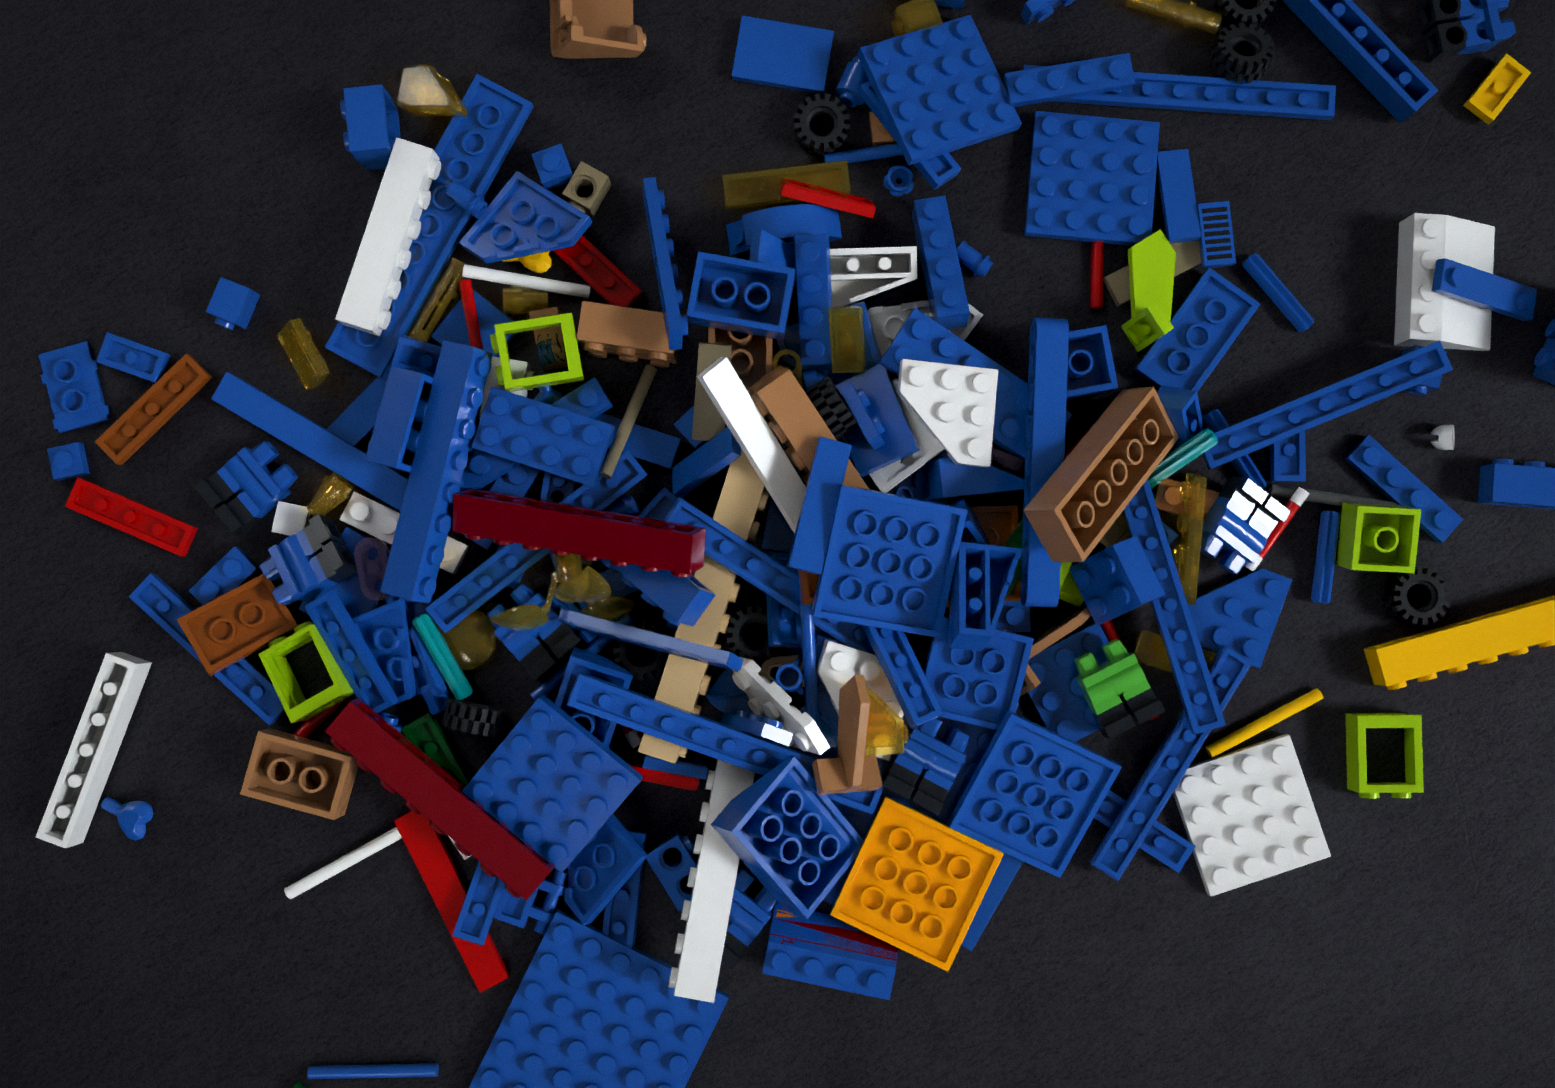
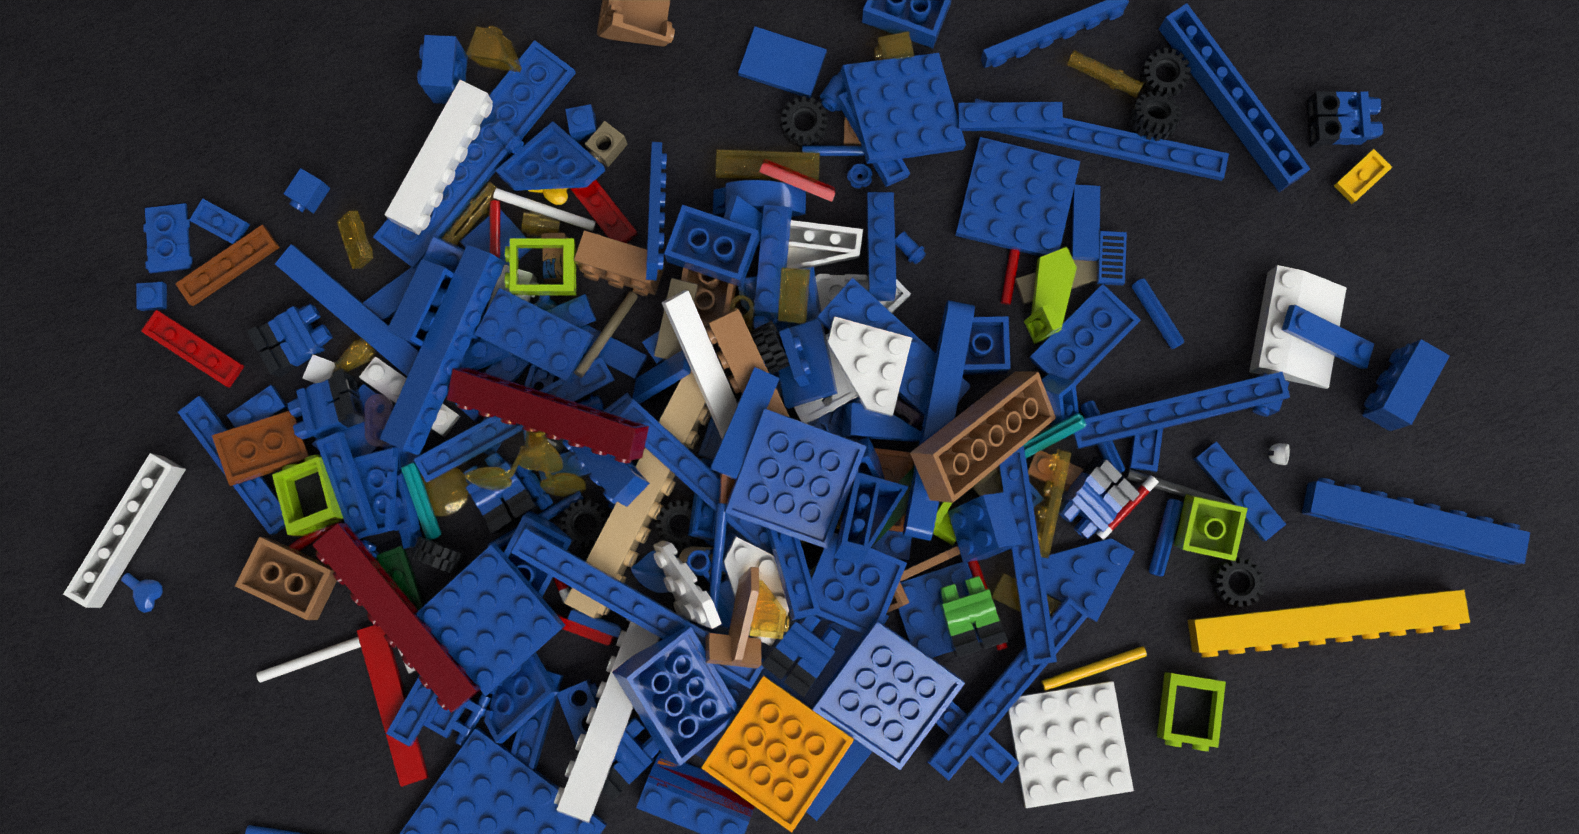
camera: 20 degrees right, 5 degrees down
(651, 640) = (591, 512): blue tile -> none
(758, 726) = (668, 598): blue plate -> none

